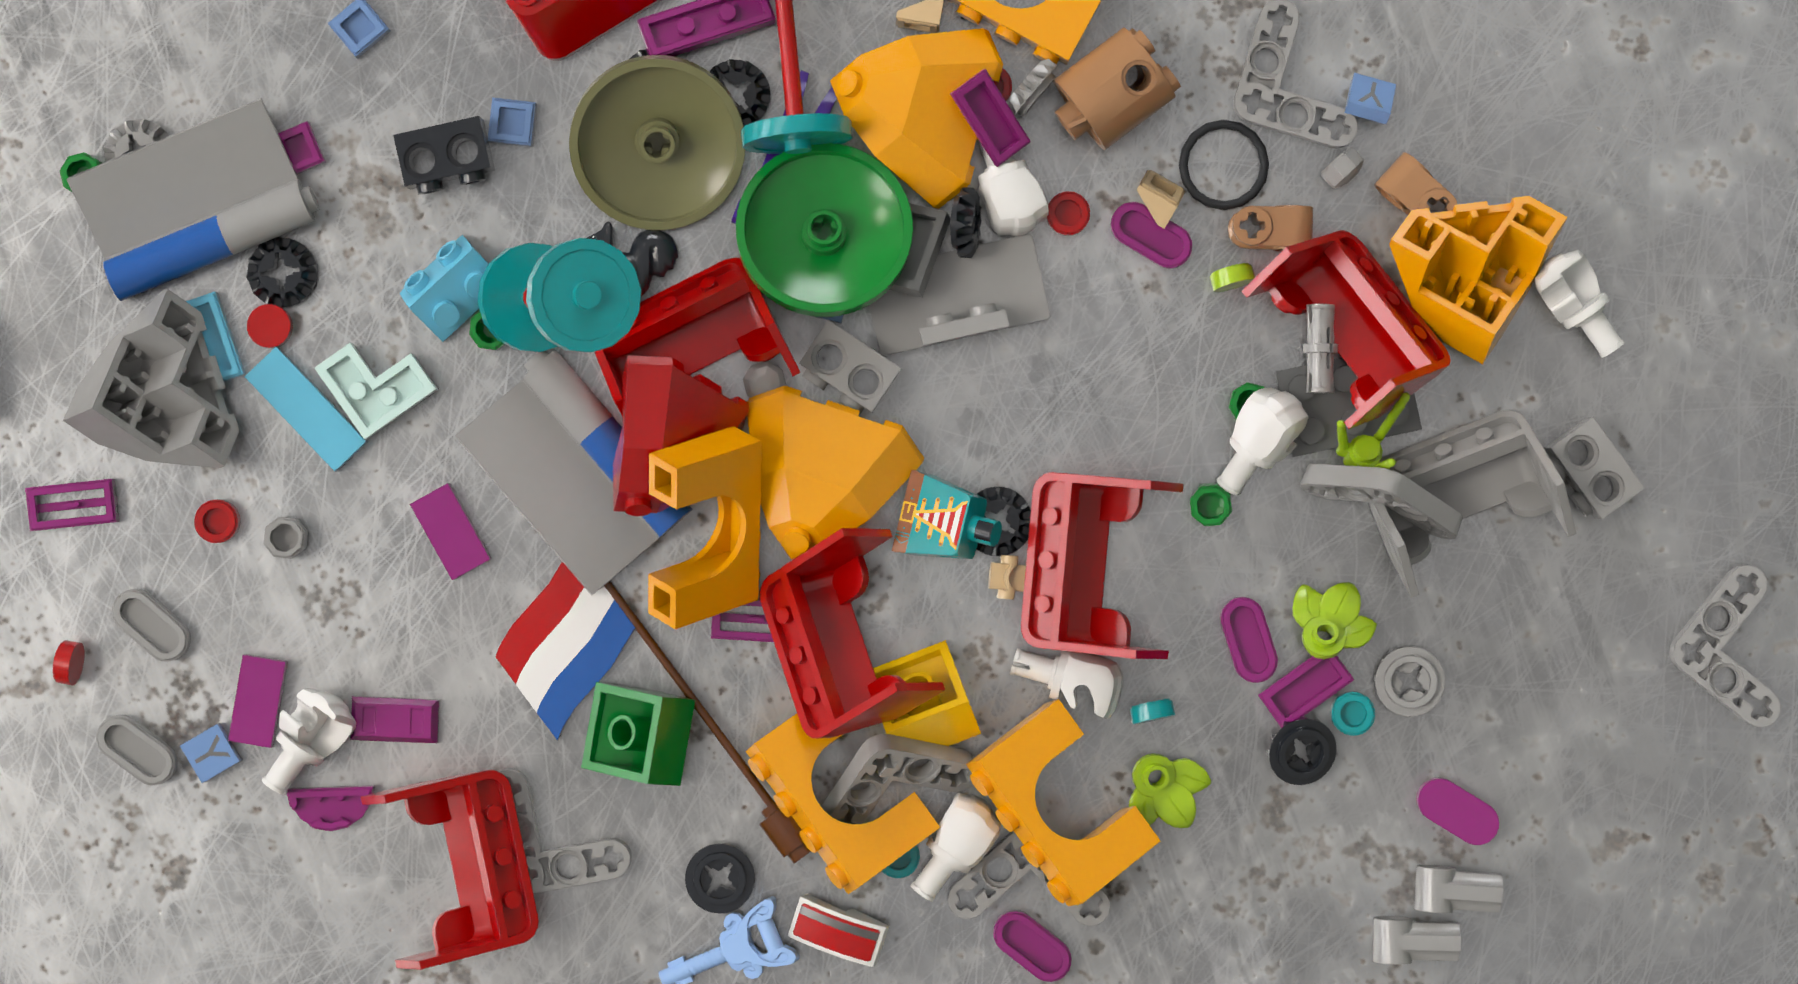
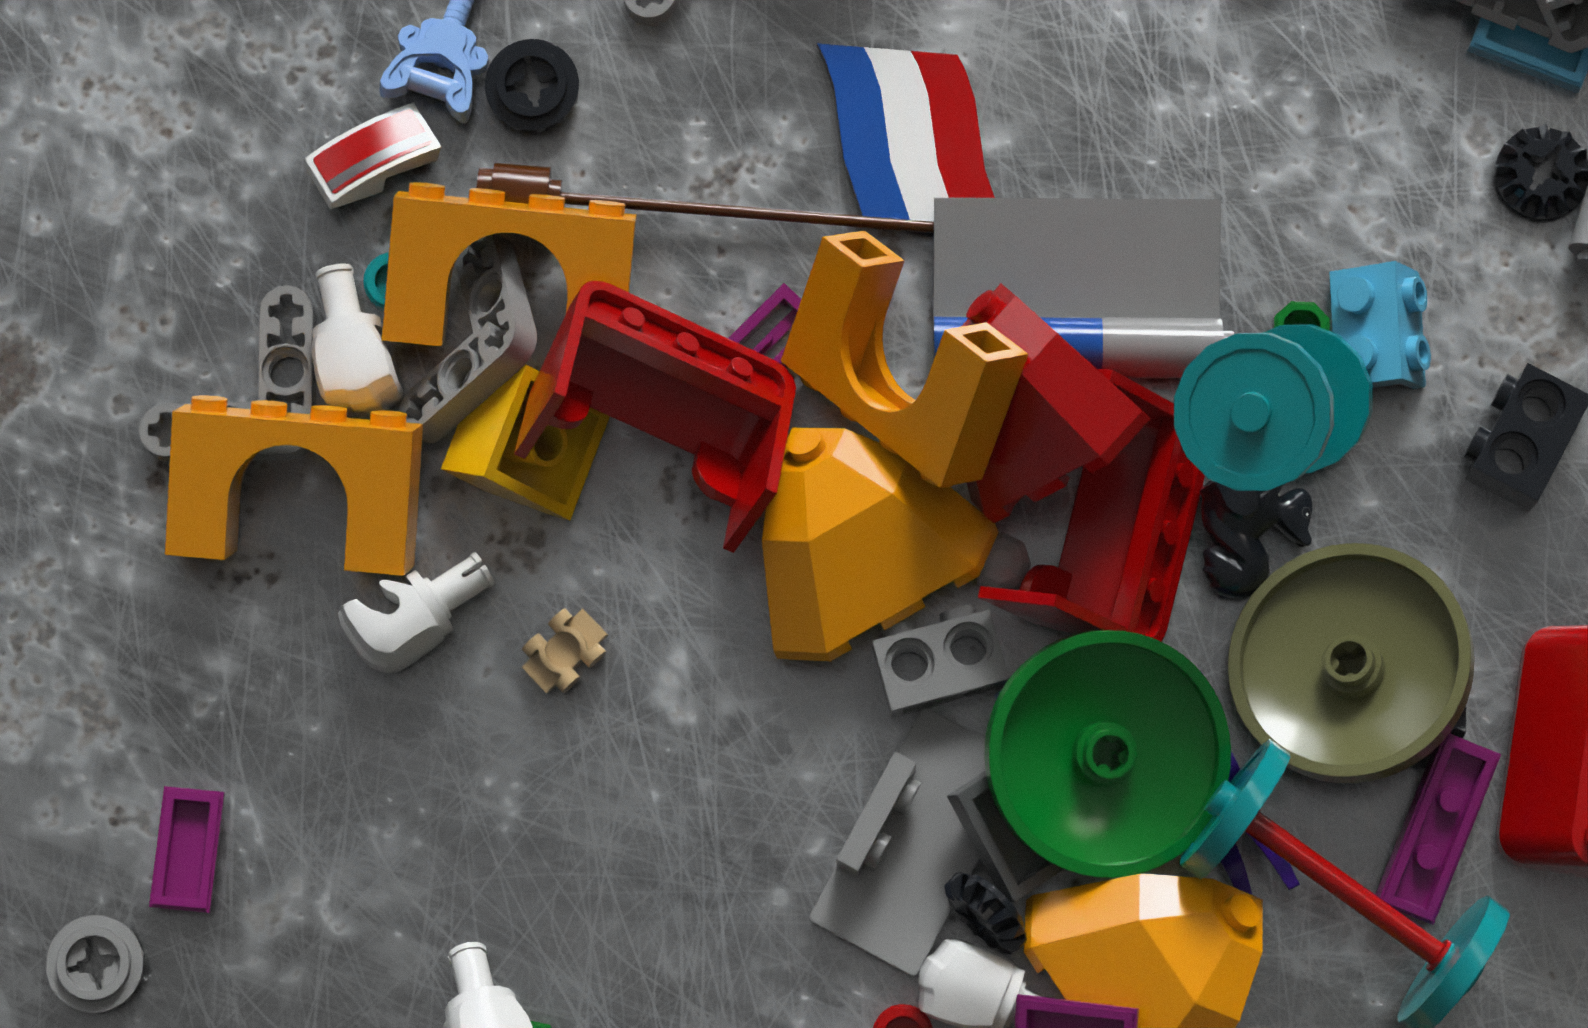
camera: 130 degrees right, 10 degrees down
(269, 326) = (1496, 113): red tile -> none
(306, 409) = (1378, 78): medium azure tile -> none
(374, 400) = (1329, 150): light aqua plate -> none
(450, 531) = (1125, 116): magenta tile -> none
(512, 122) = (1501, 537): medium blue tile -> none
(638, 734) = (749, 124): green slope -> none
(757, 93) = (1314, 817): black gear -> none
(943, 520) = (695, 619): torso -> none
(1017, 517) = (669, 693): black gear -> none
(1032, 945) = (180, 339): magenta tile -> none
(1069, 563) = (530, 708): red windscreen -> none
(1152, 711) = (305, 666): teal tile -> none
(1172, 794) = (204, 611): lime plate -> none
(1211, 504) = (464, 915): green tile -> none
(1248, 639) = (290, 834): magenta tile -> none
(1320, 751) = (117, 762): black gear -> none
(1331, 613) = (235, 946): lime plate -> none
(1352, 713) = (117, 875): teal tile -> none

